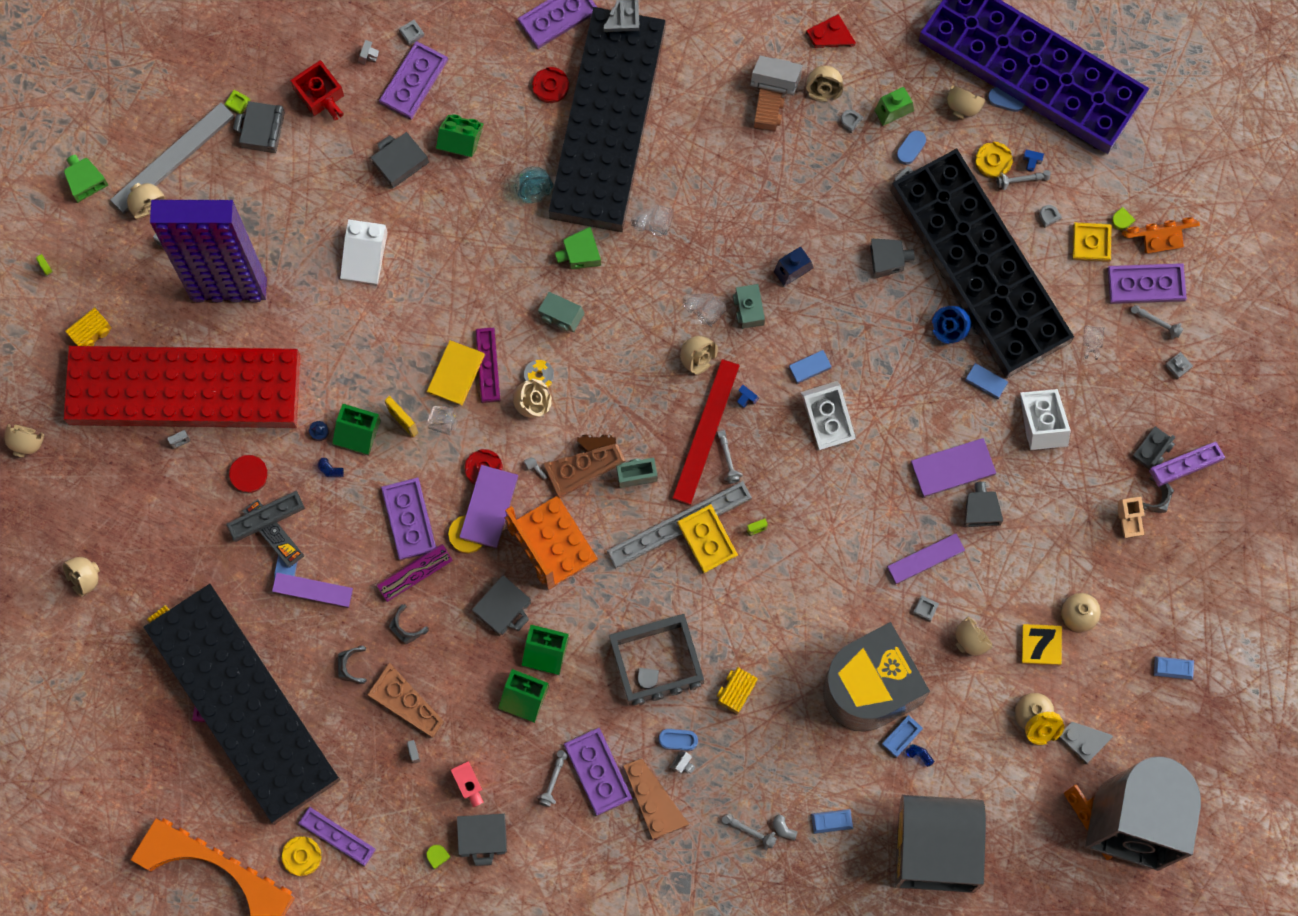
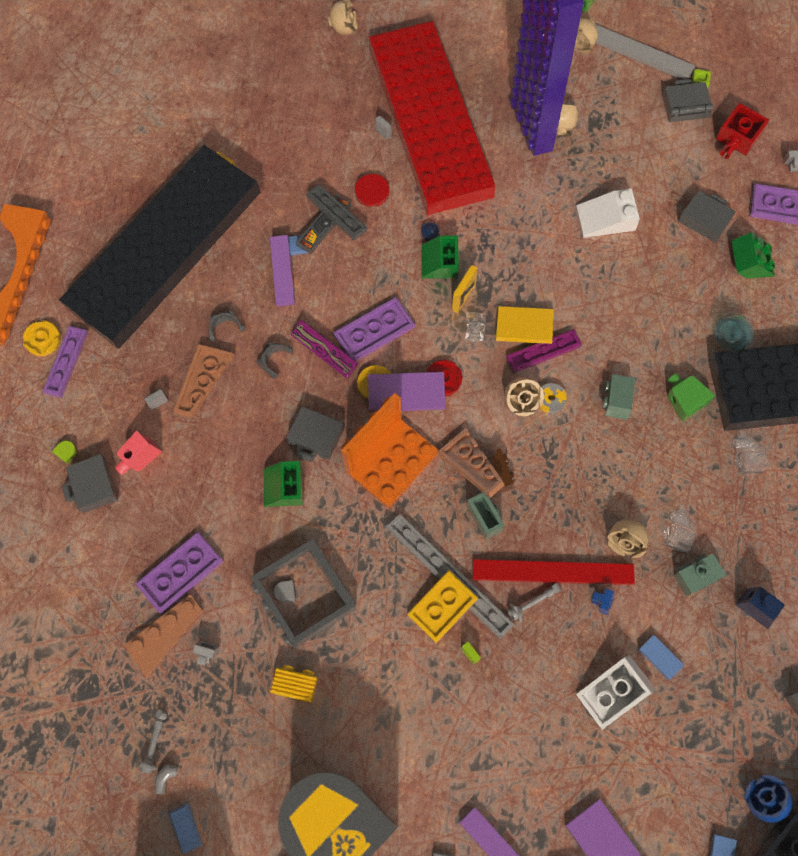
camera: 75 degrees right, 5 degrees down
(82, 574) = (242, 93): tan cylinder -> none
(89, 329) = (455, 34): yellow brick -> none
(326, 468) = (395, 251): clear blue arm -> none
(523, 695) = (233, 478): green slope -> none
(531, 463) = (462, 417): light grey hand -> none
(547, 799) = (139, 532): light grey piece -> none
(678, 740) = (230, 641): medium blue tile -> none

